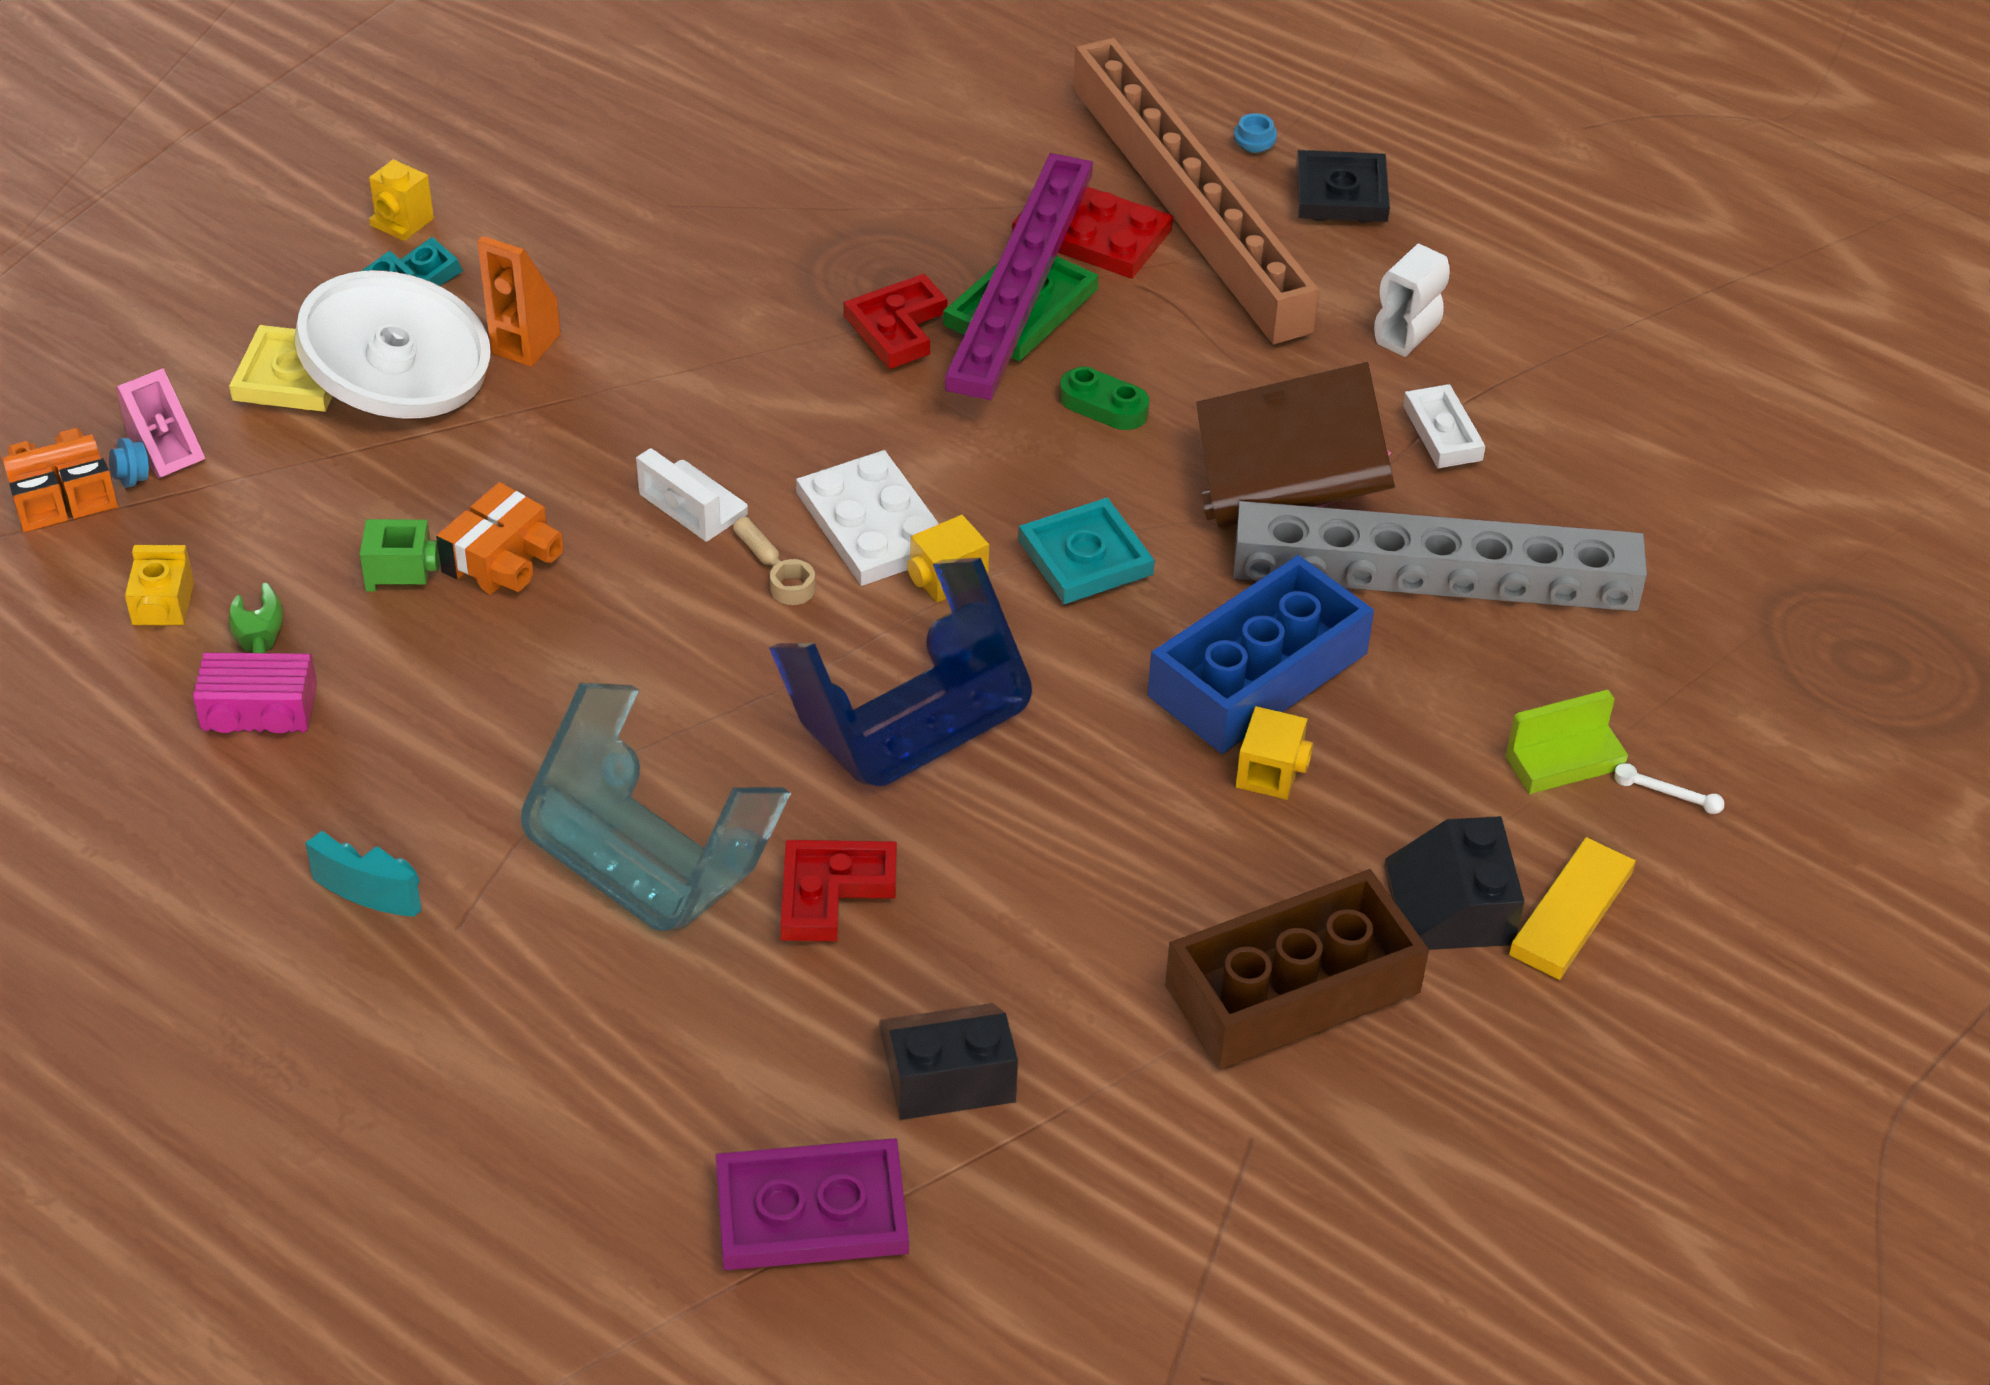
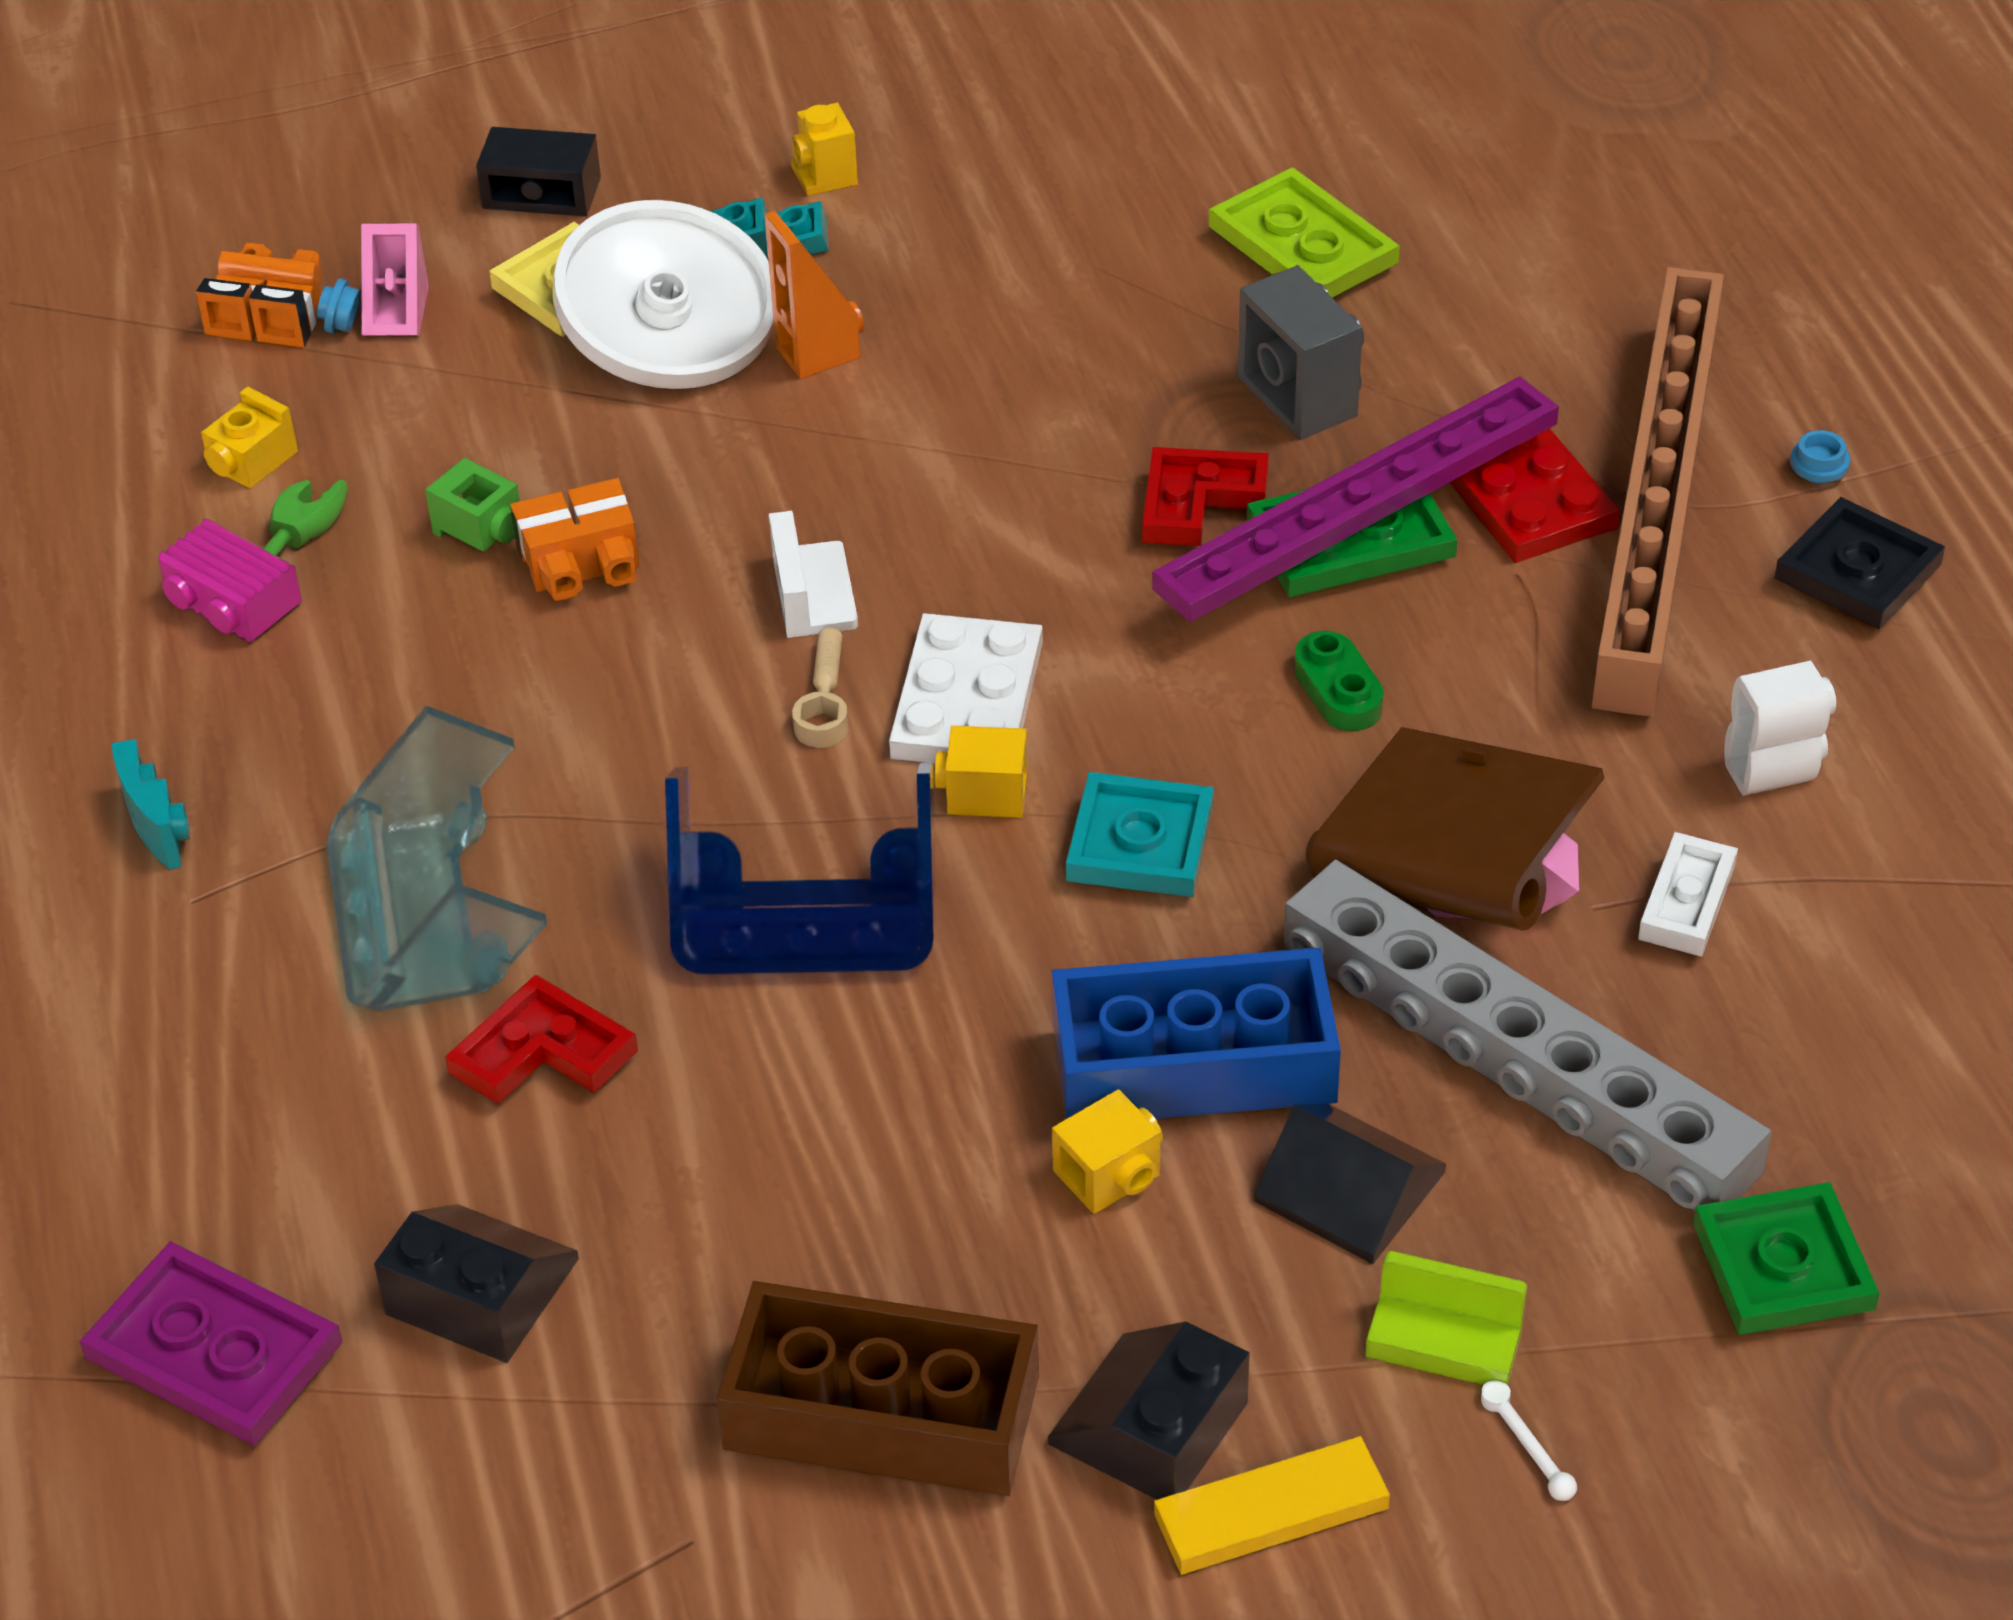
camera: 40 degrees right, 0 degrees up
(189, 301) = (538, 171): none -> black brick
(796, 126) = (1300, 224): none -> lime plate
(888, 197) = (1299, 351): none -> dark grey brick
(1423, 696) = (1345, 1179): none -> black slope
(1704, 607) = (1785, 1258): none -> green plate

